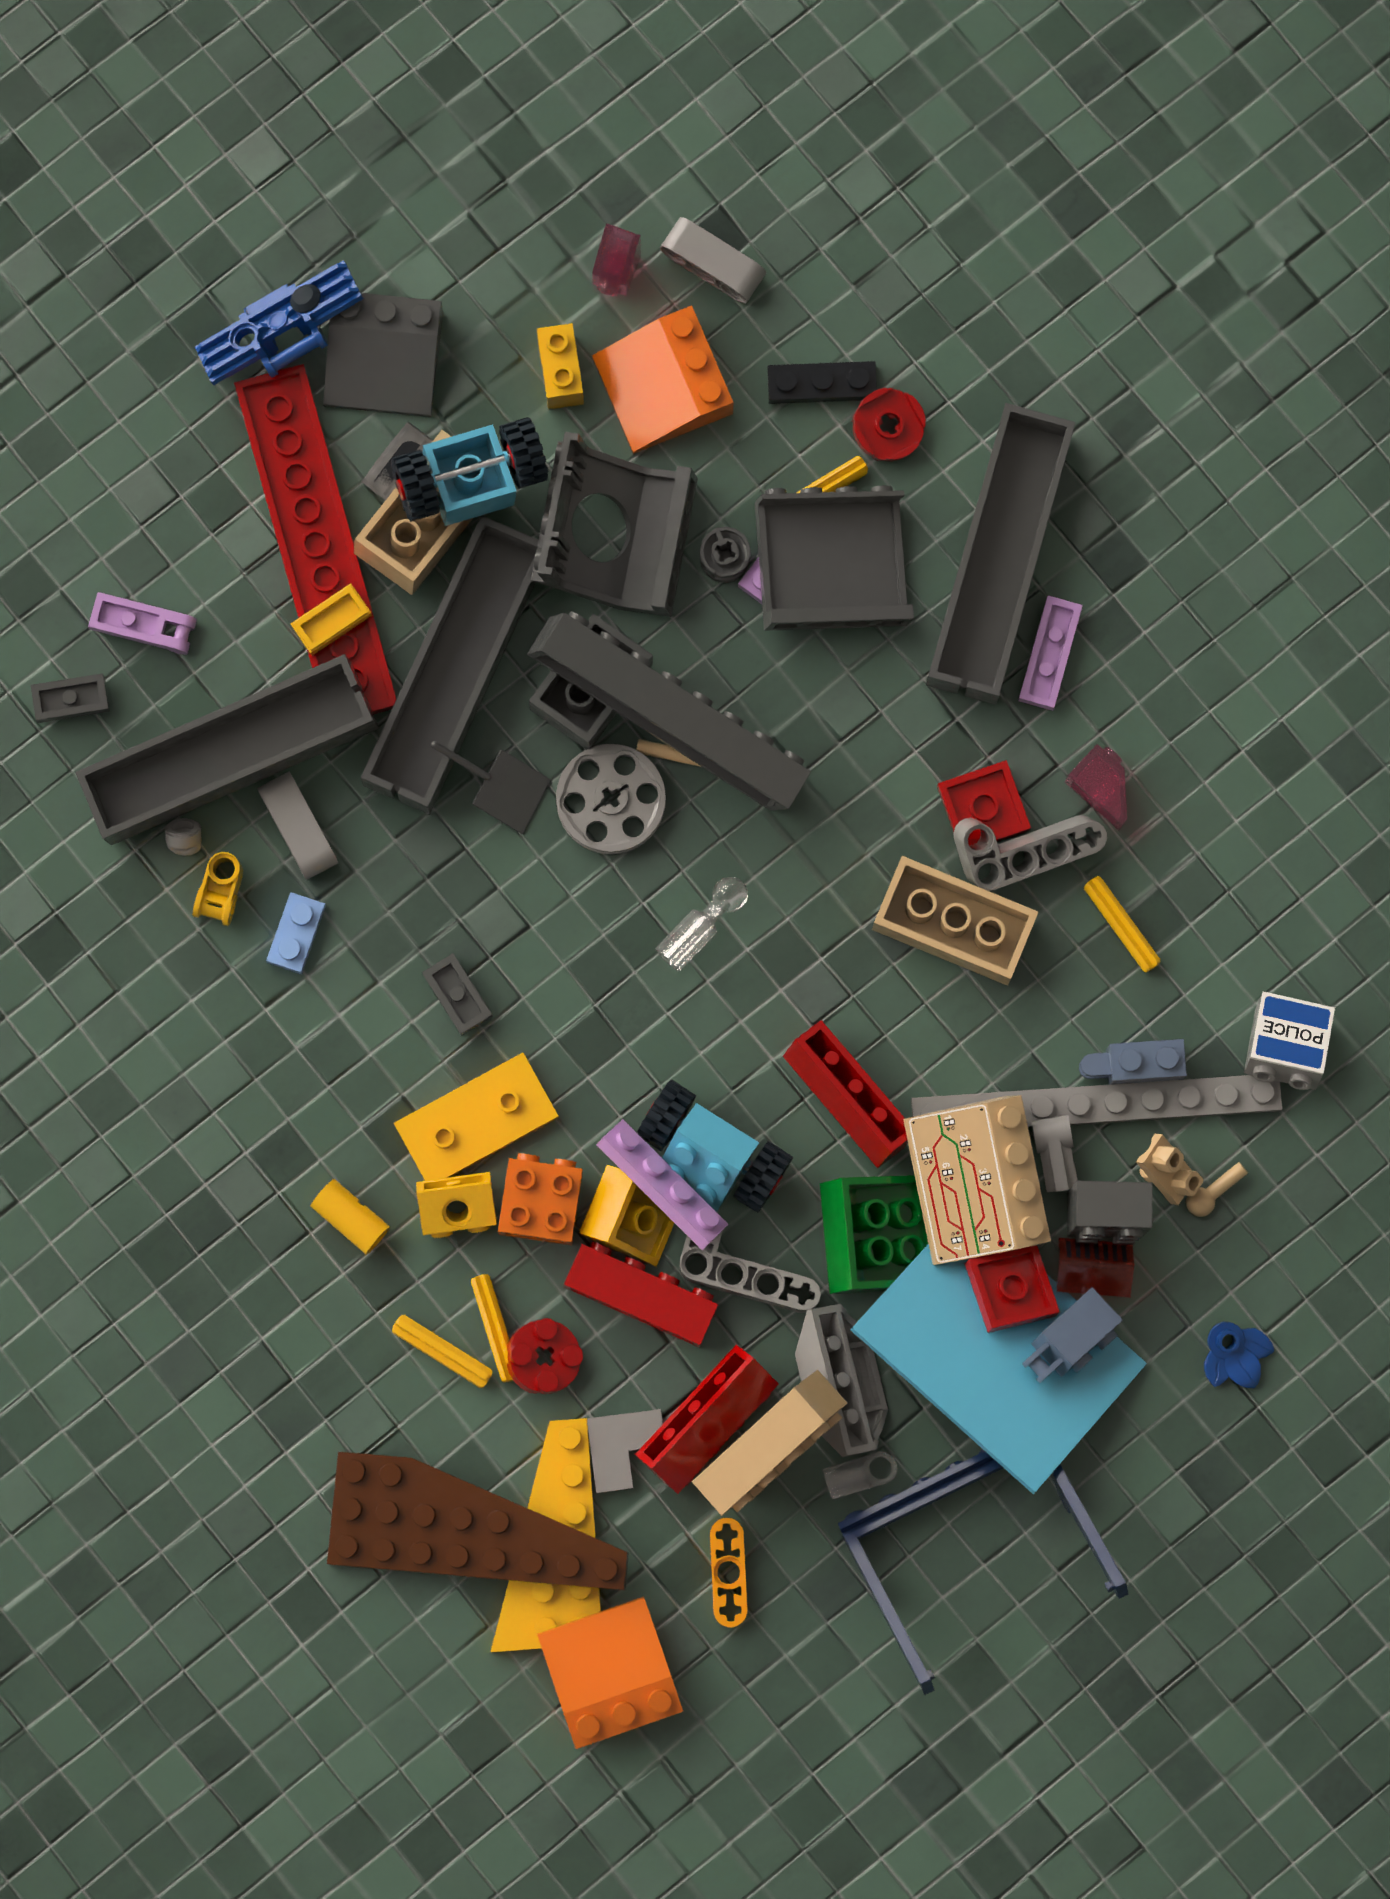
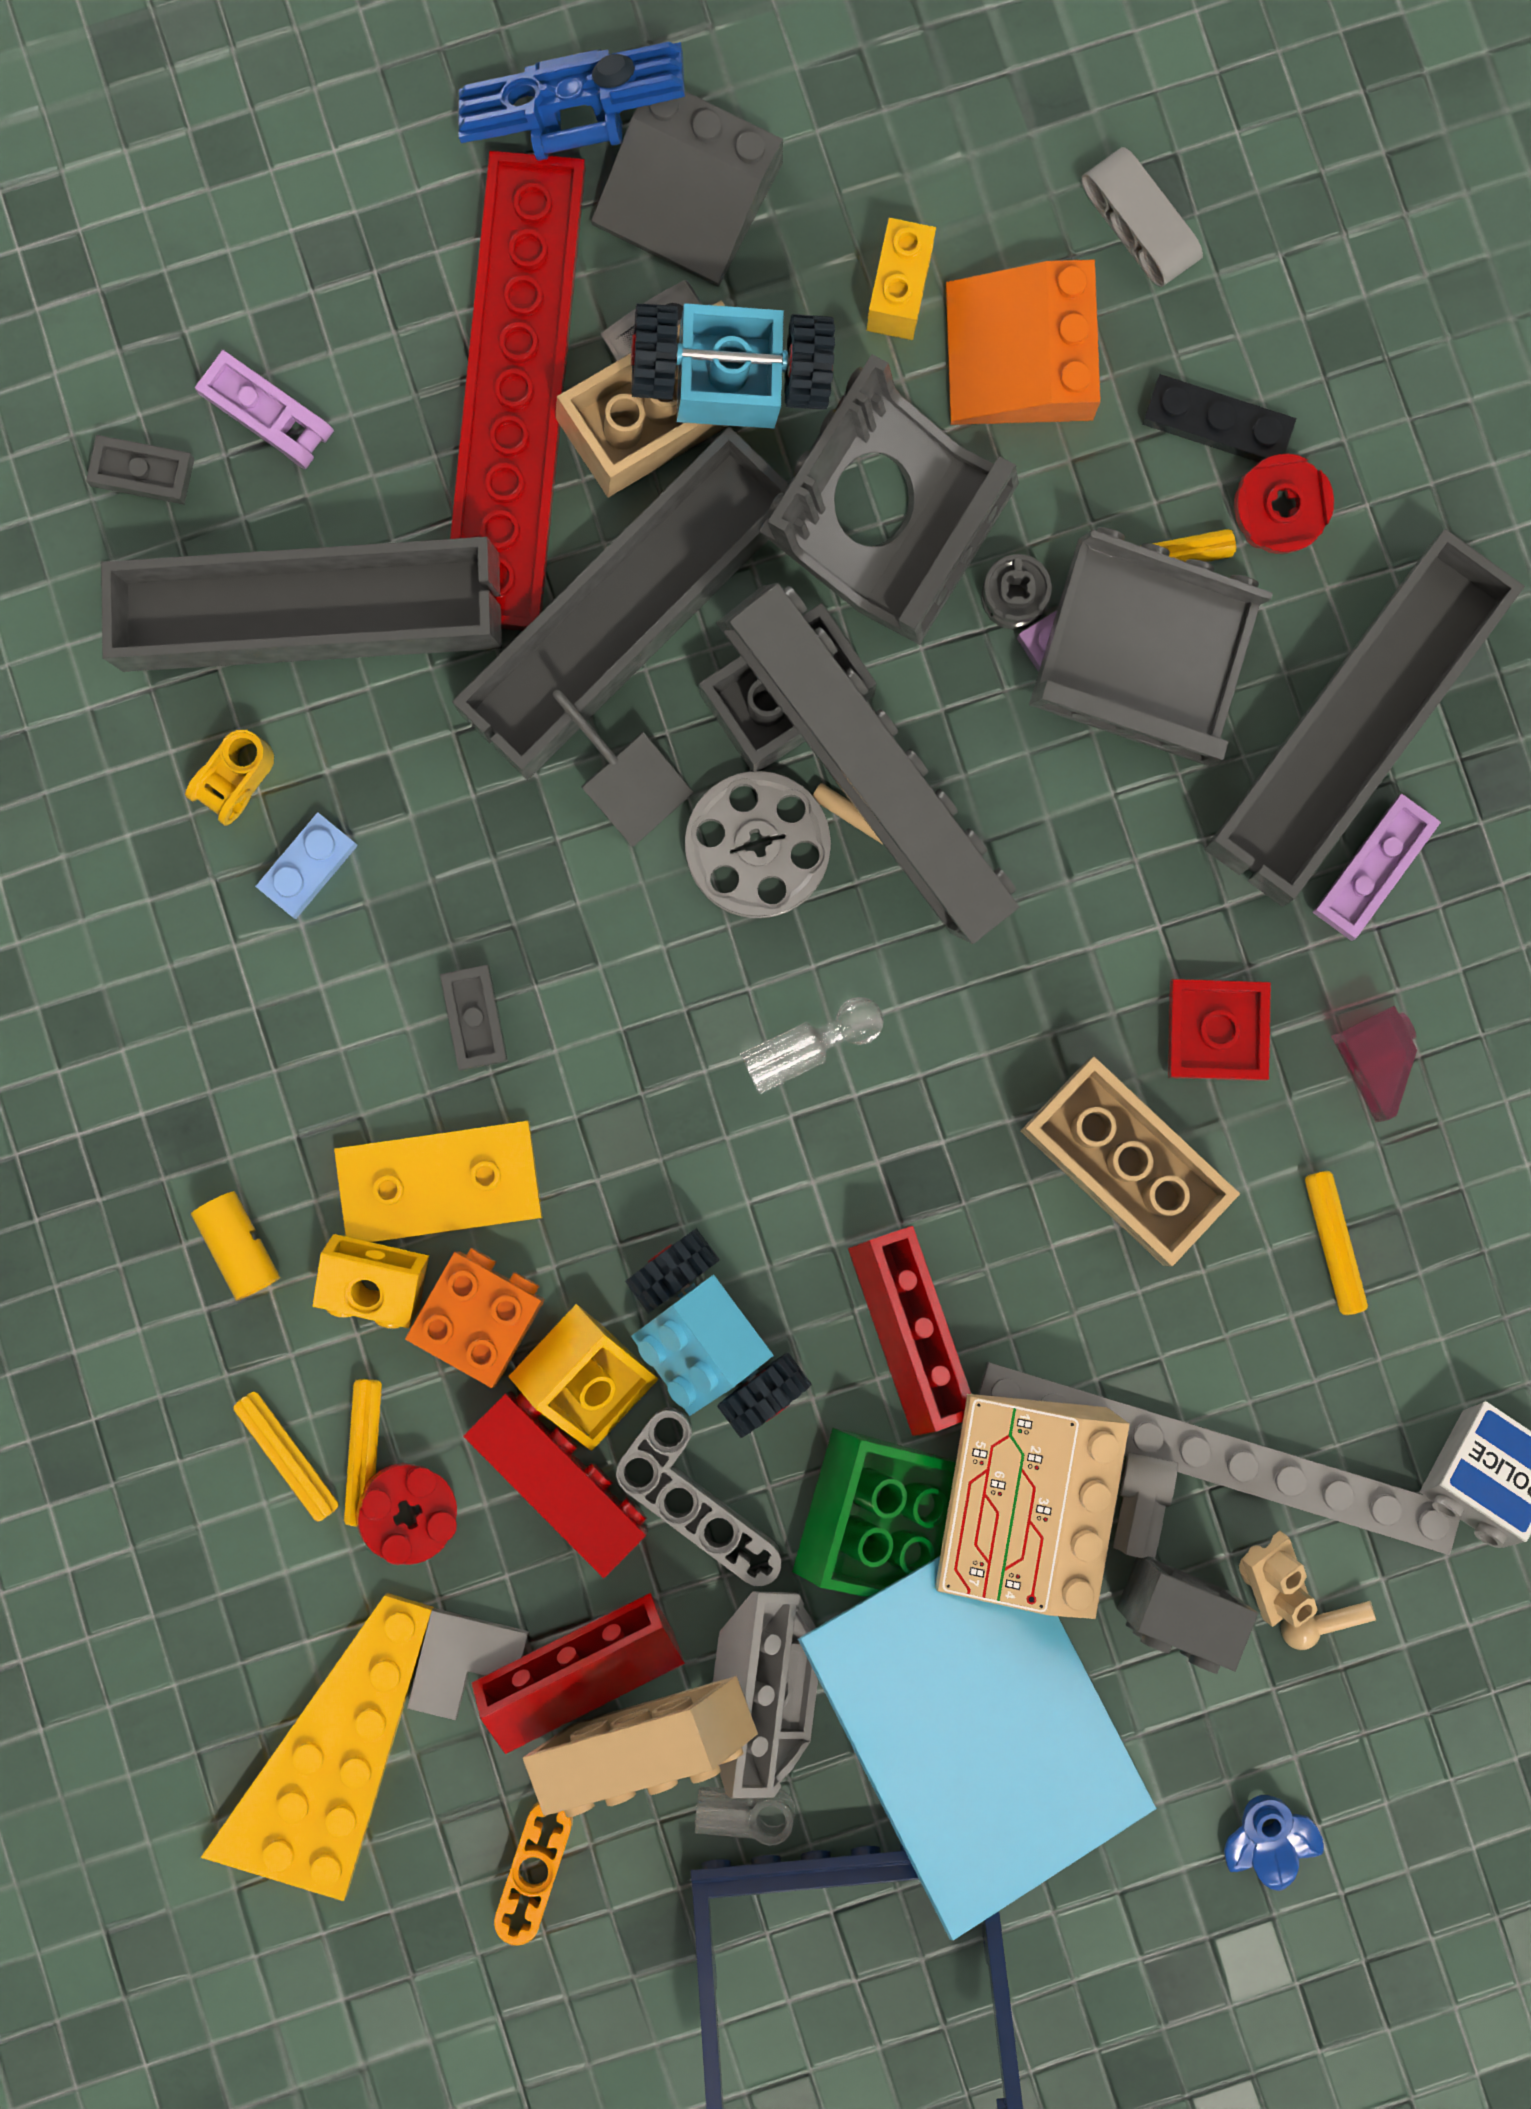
camera: 25 degrees right, 5 degrees up
(183, 836) = (213, 693): light grey tile -> none
(297, 825) = (357, 732): light grey beam -> none
(331, 619) = (495, 490): yellow tile -> none
(428, 1521) = (187, 1667): reddish brown wing -> none
(609, 1672) = (334, 1950): orange slope -> none
(616, 260) = (1022, 169): clear pink slope -> none
(662, 1184) = (631, 1362): lavender plate -> none
(1012, 1288) = (1022, 1659): red plate -> none
(1034, 848) = (1263, 1101): light grey beam -> none
(1073, 1336) = (1077, 1750): sand blue brick -> none
(1099, 1265) = (1134, 1670): clear red panel -> none
(1137, 1062) = (1290, 1429): sand blue brick -> none

